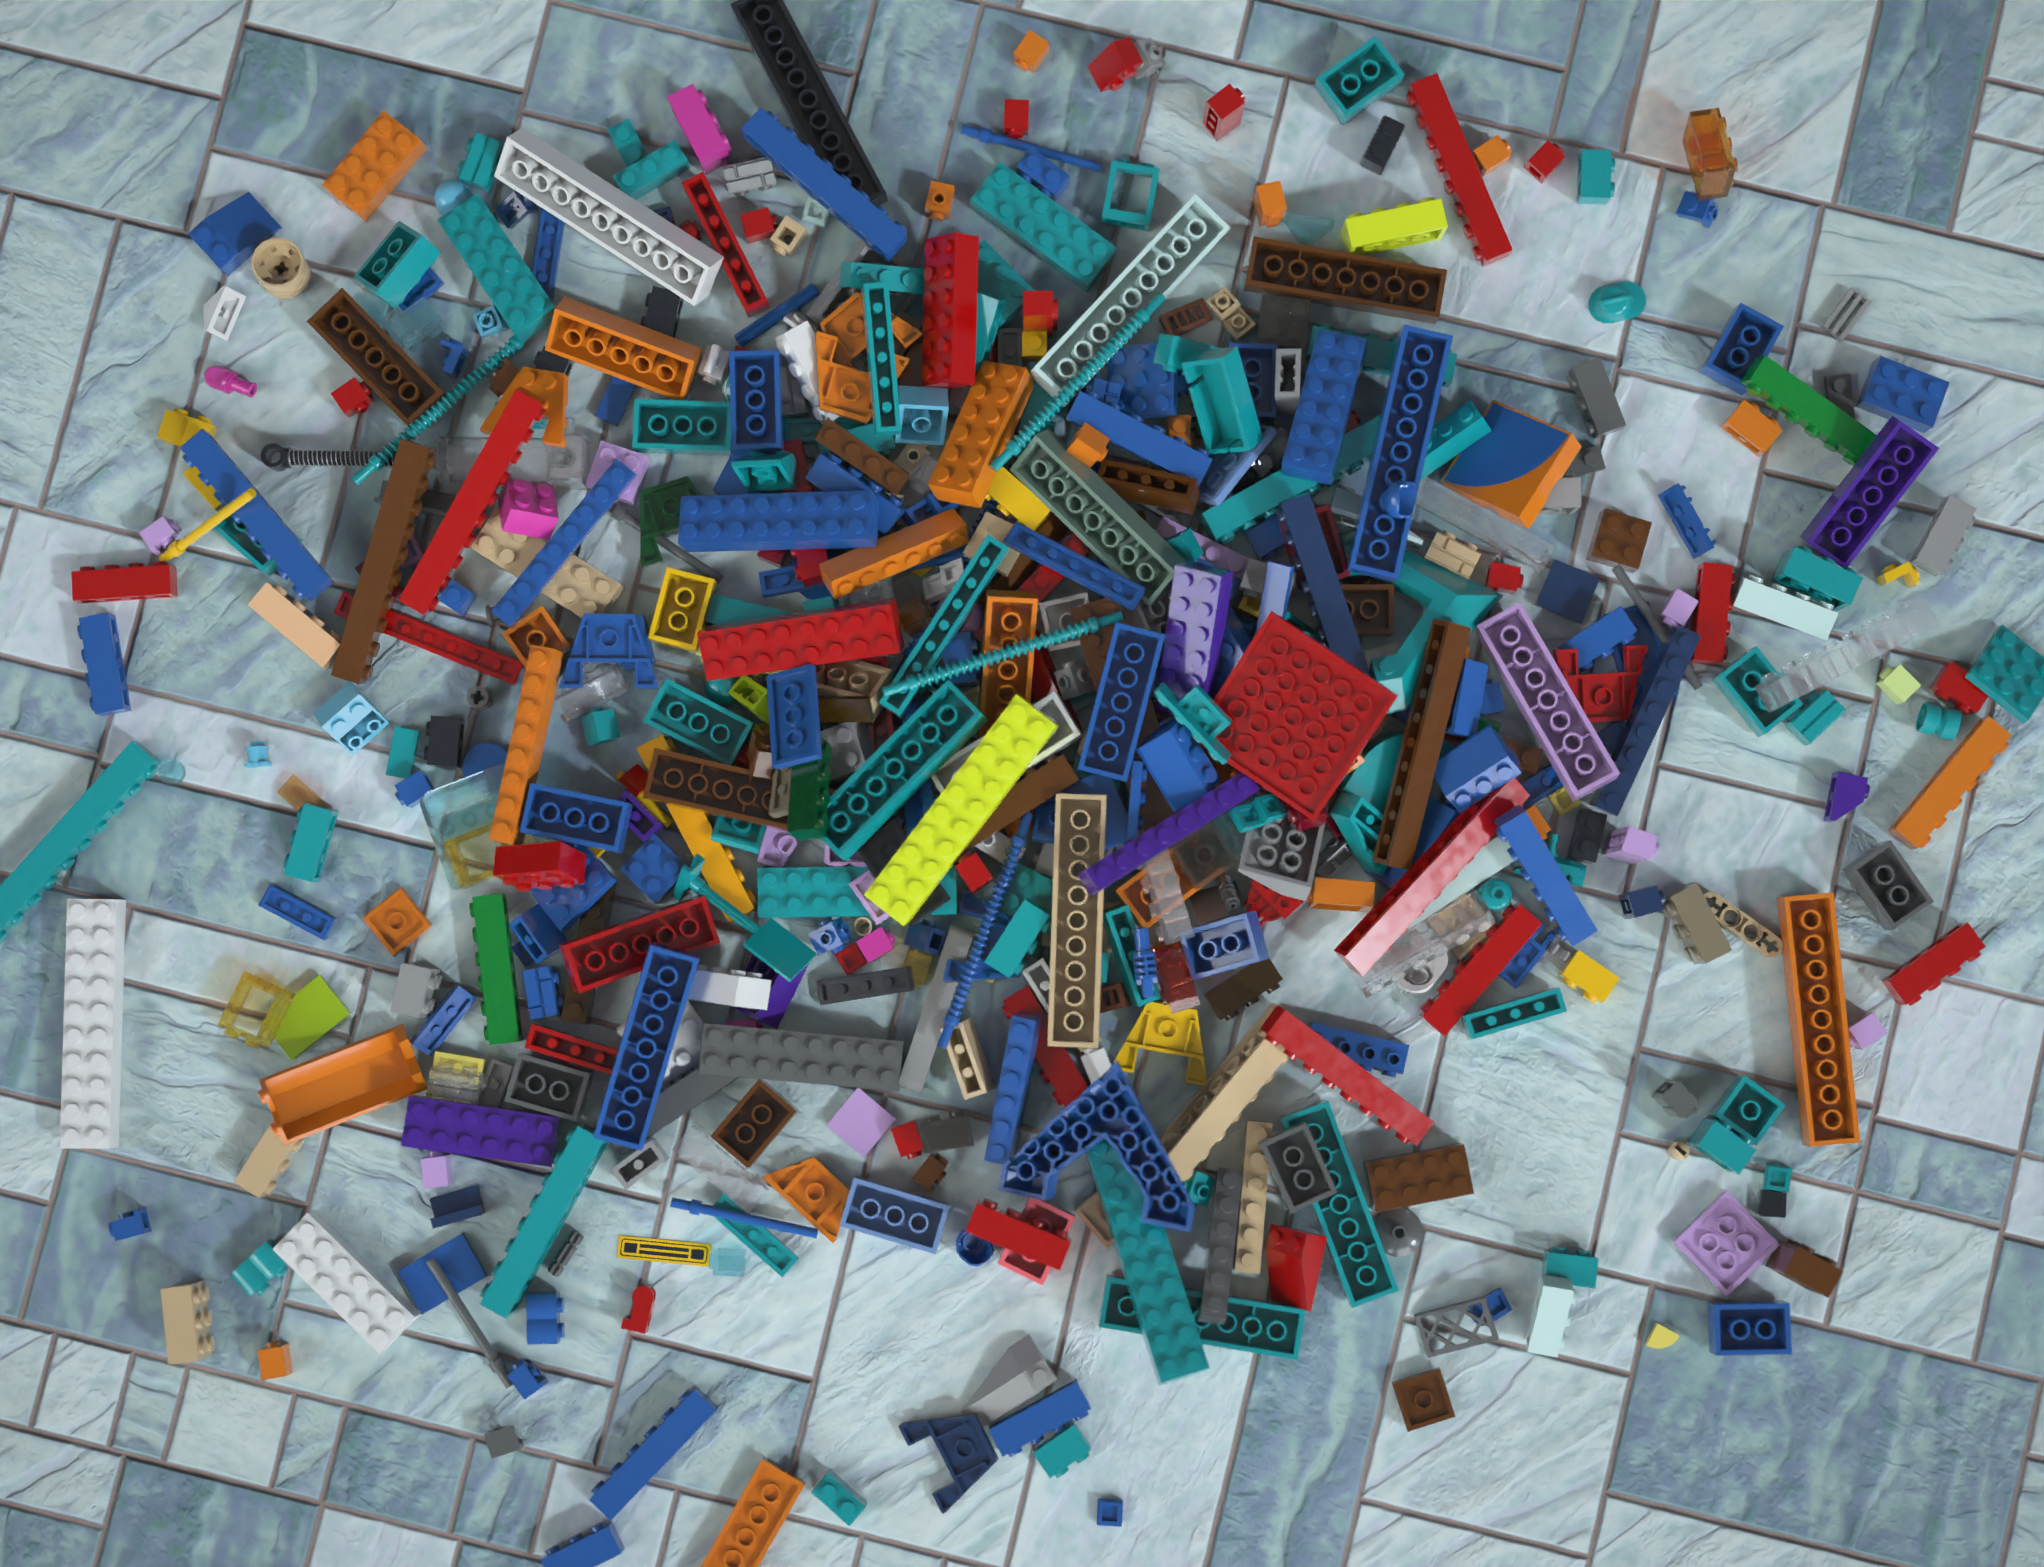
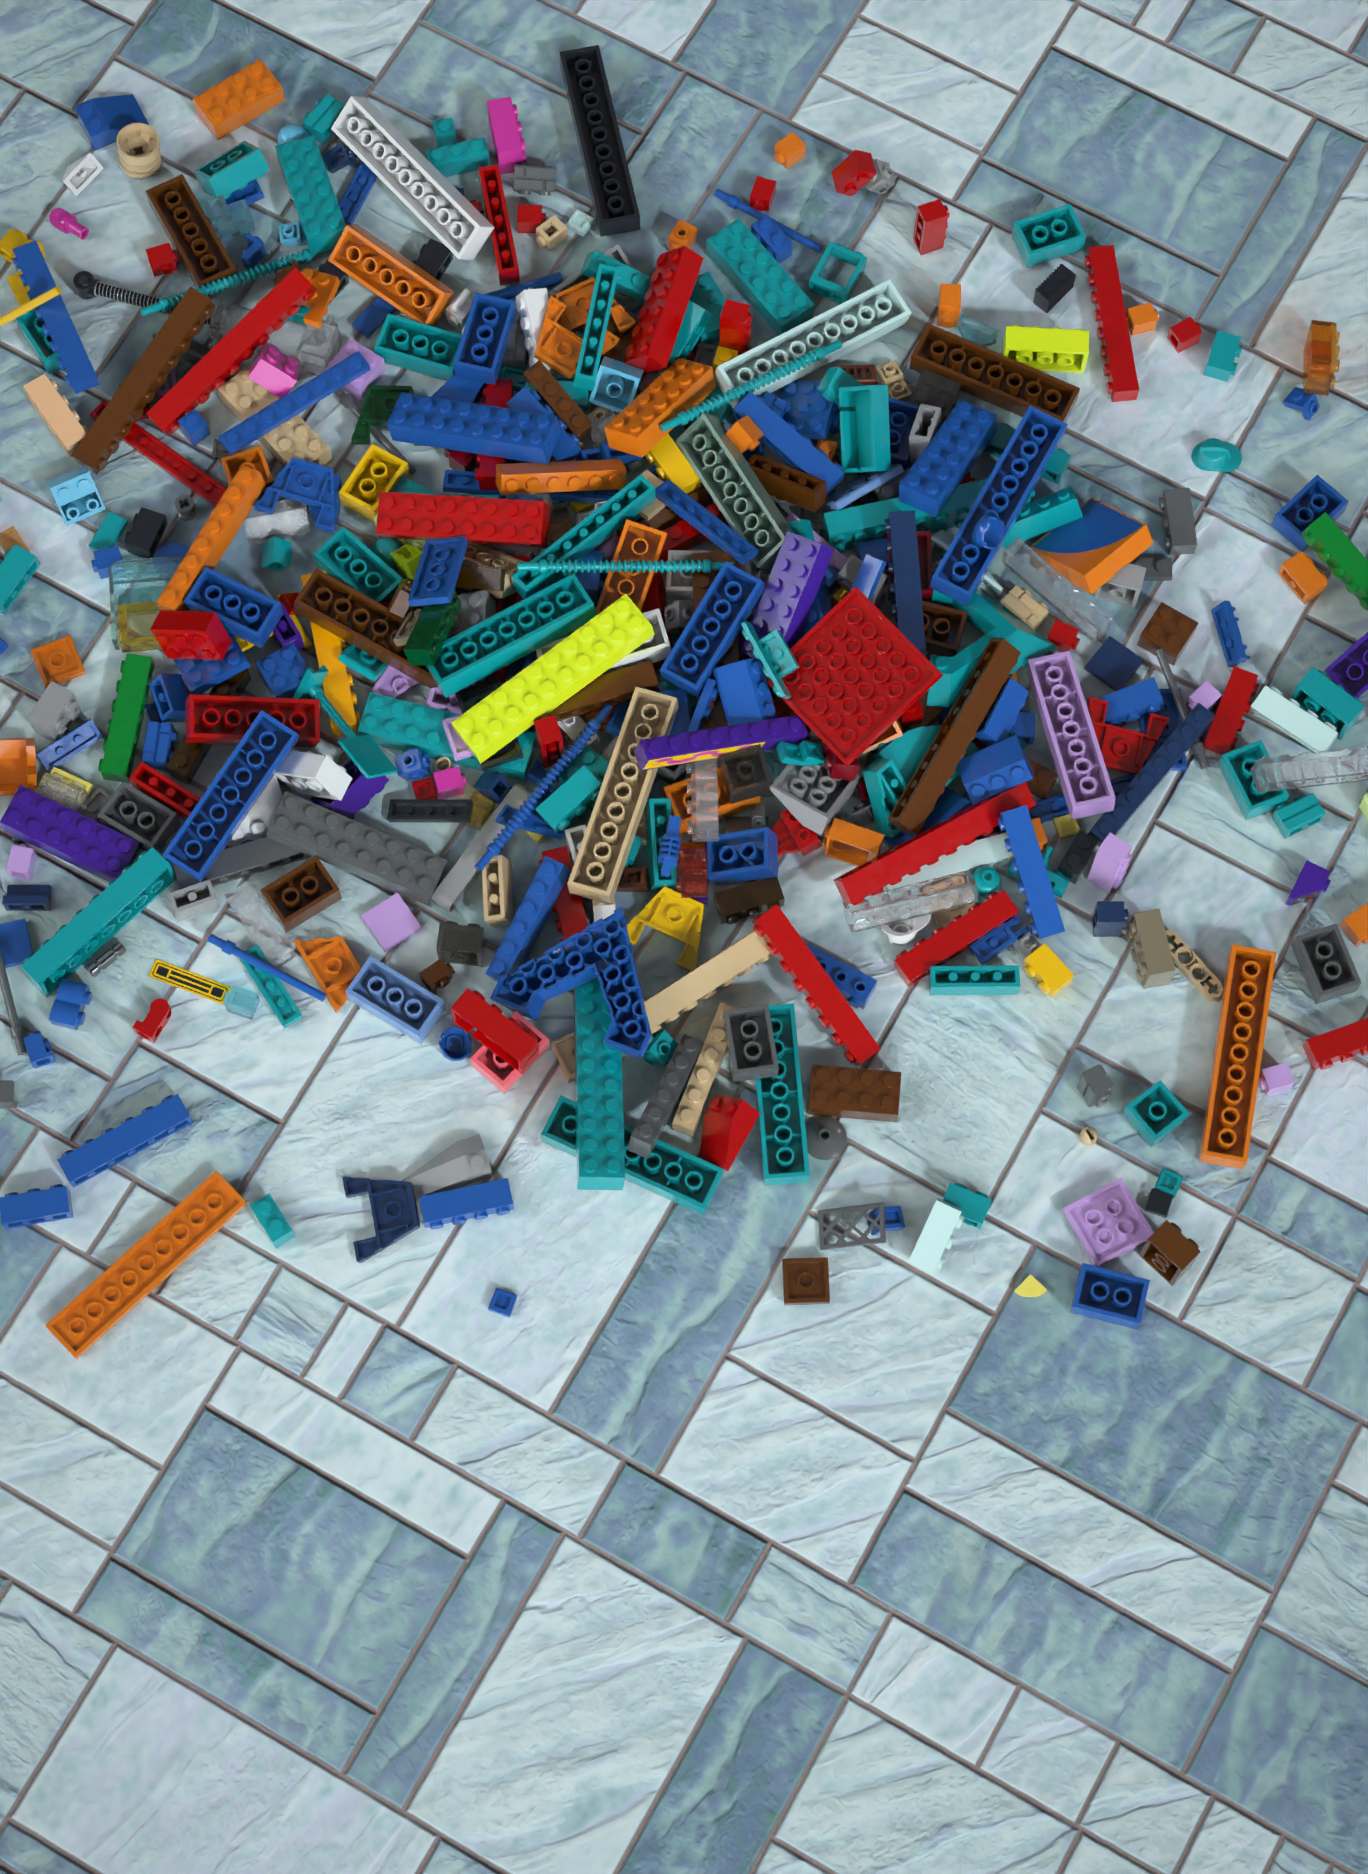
camera: 10 degrees right, 15 degrees down
(767, 471) = (476, 384): teal slope -> none
(824, 184) = (592, 194): blue brick -> none
(908, 1139) = (426, 944): red brick -> none
(1062, 1450) = (477, 1236): teal brick -> none
(1721, 1145) = (1125, 1135): teal brick -> none

